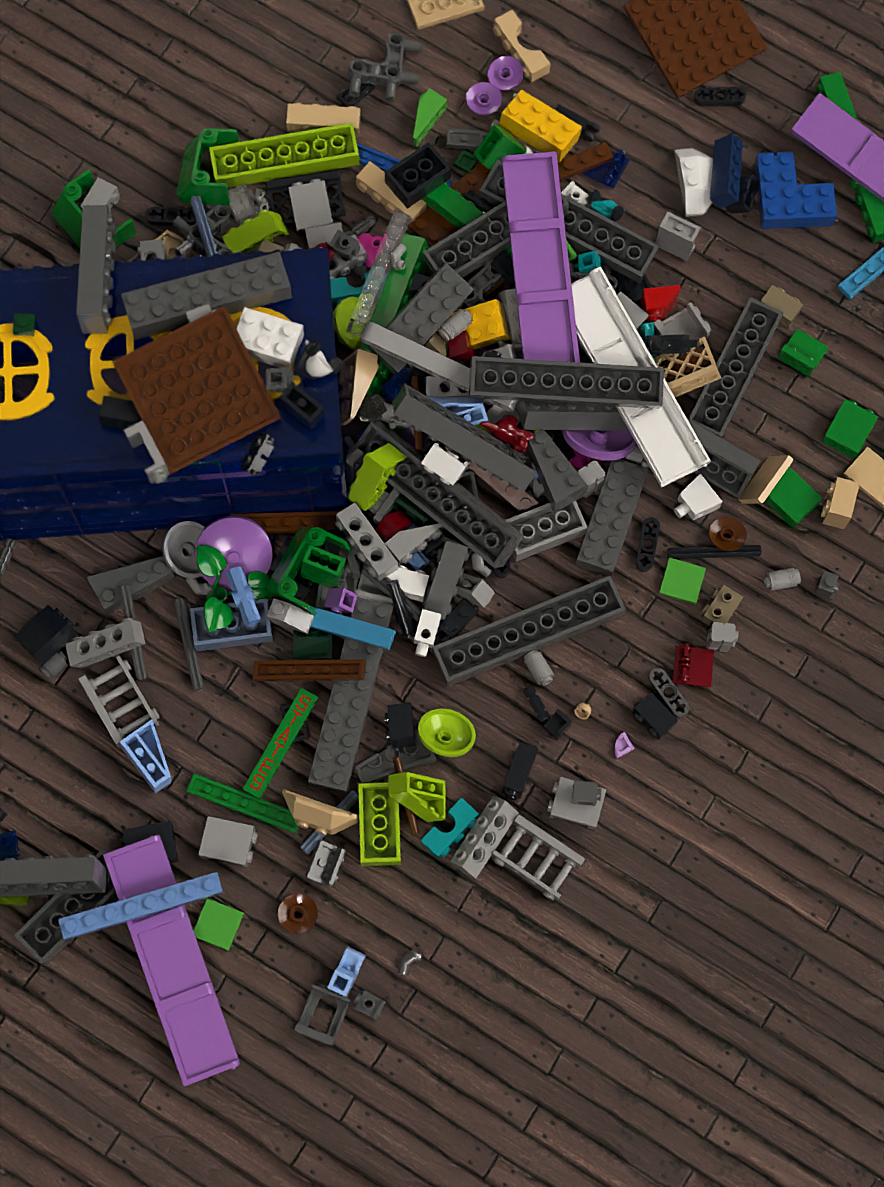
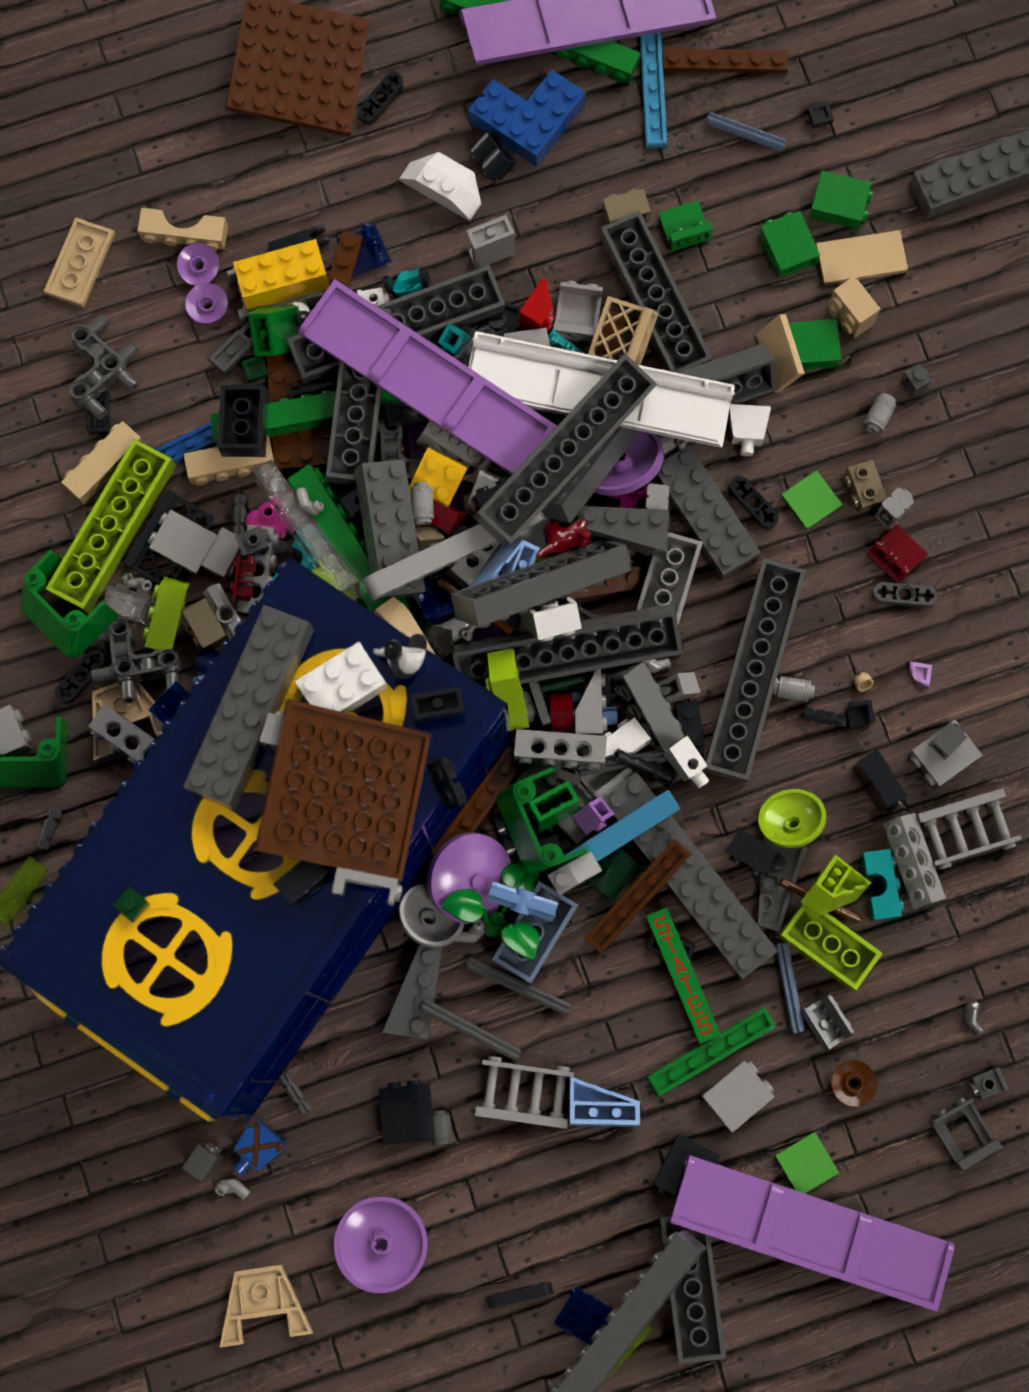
camera: 45 degrees left, 5 degrees up
(95, 269) = (139, 796): dark grey brick -> none
(132, 637) = (451, 1096): light grey brick -> none
(140, 906) = (748, 1225): medium blue brick -> none
(203, 225) = (125, 656): sand blue axle -> none
(279, 379) = (395, 706): dark grey brick -> none
(318, 815) = (779, 994): tan wedge -> none
(346, 971) = (943, 1082): light blue brick -> none
(430, 109) = (176, 362): bright green slope -> none
(654, 716) = (918, 624): black brick -> none
(670, 344) = (591, 330): black hinge -> none
(713, 552) = (806, 451): black axle -> none
(726, 171) = (462, 149): dark blue brick -> none
(727, 527) = (801, 418): reddish brown dish -> none

